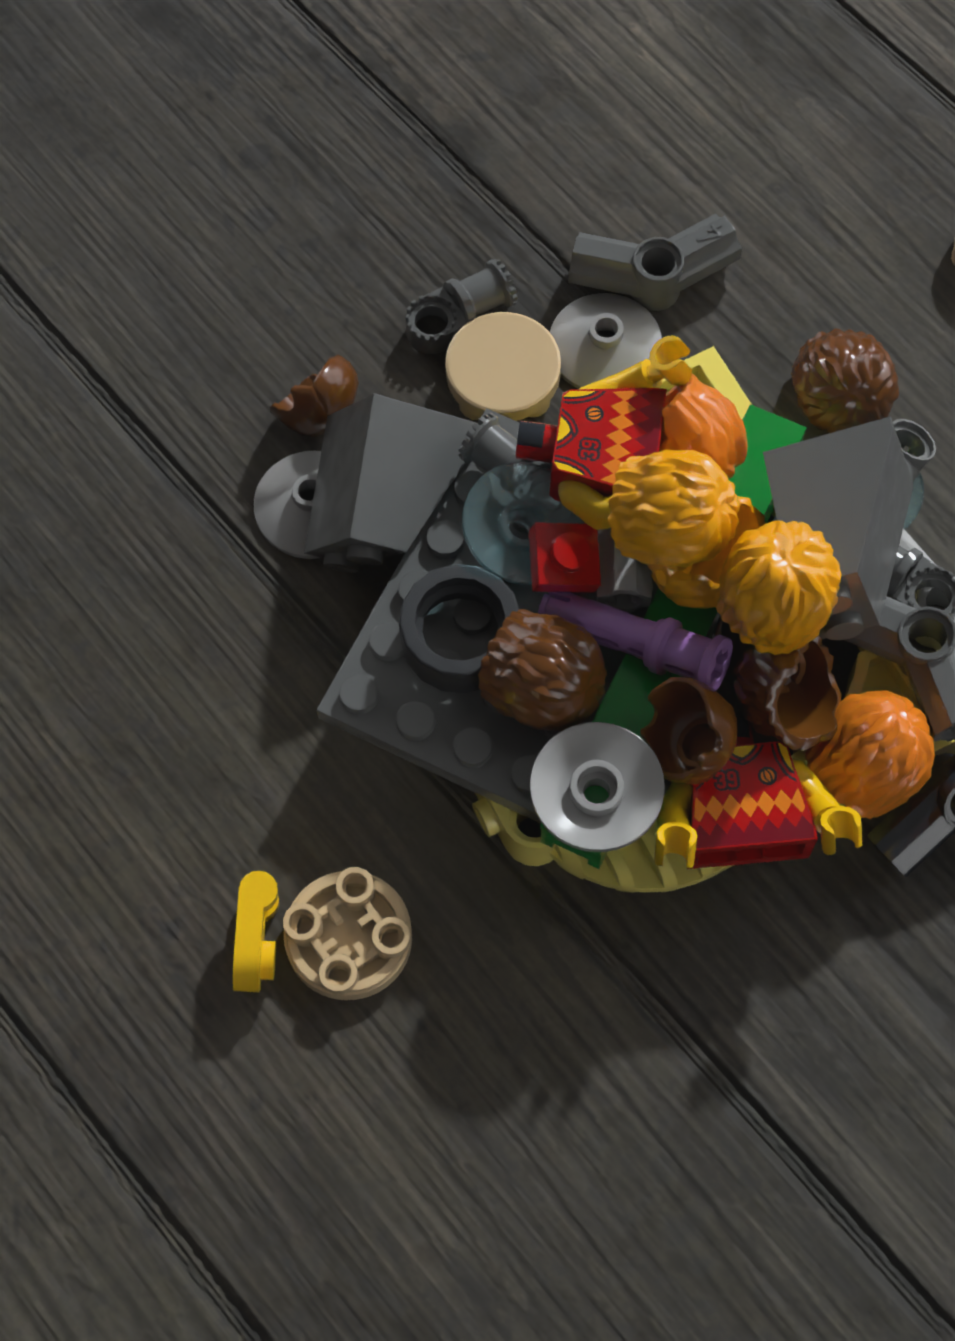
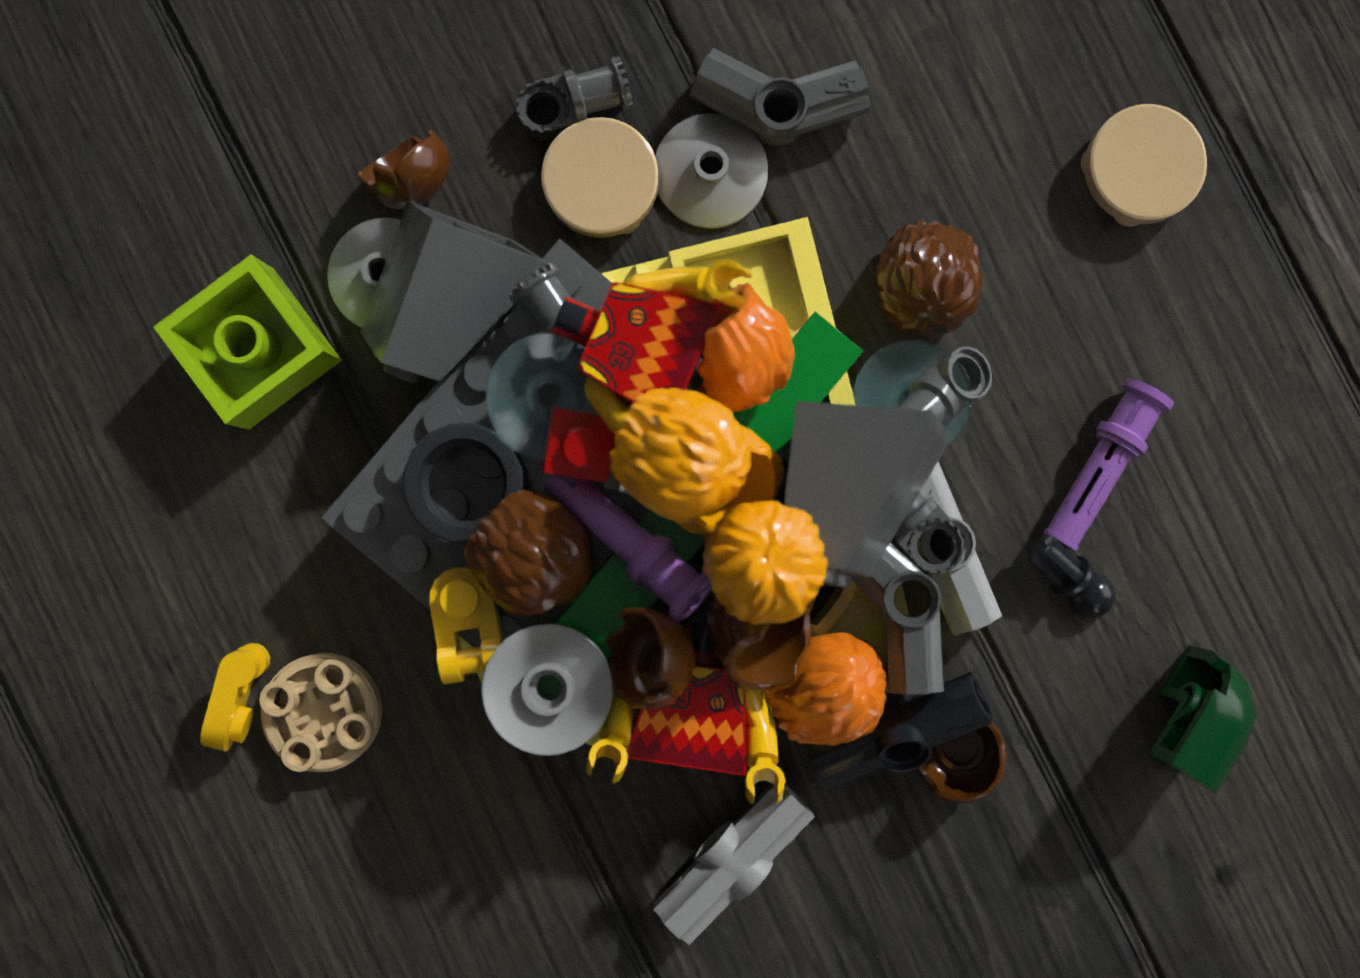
camera: 15 degrees right, 20 degrees up
(199, 580) = (247, 343): none -> lime brick
(484, 745) = (461, 605): none -> yellow plate
(828, 976) = (732, 862): none -> light grey piece

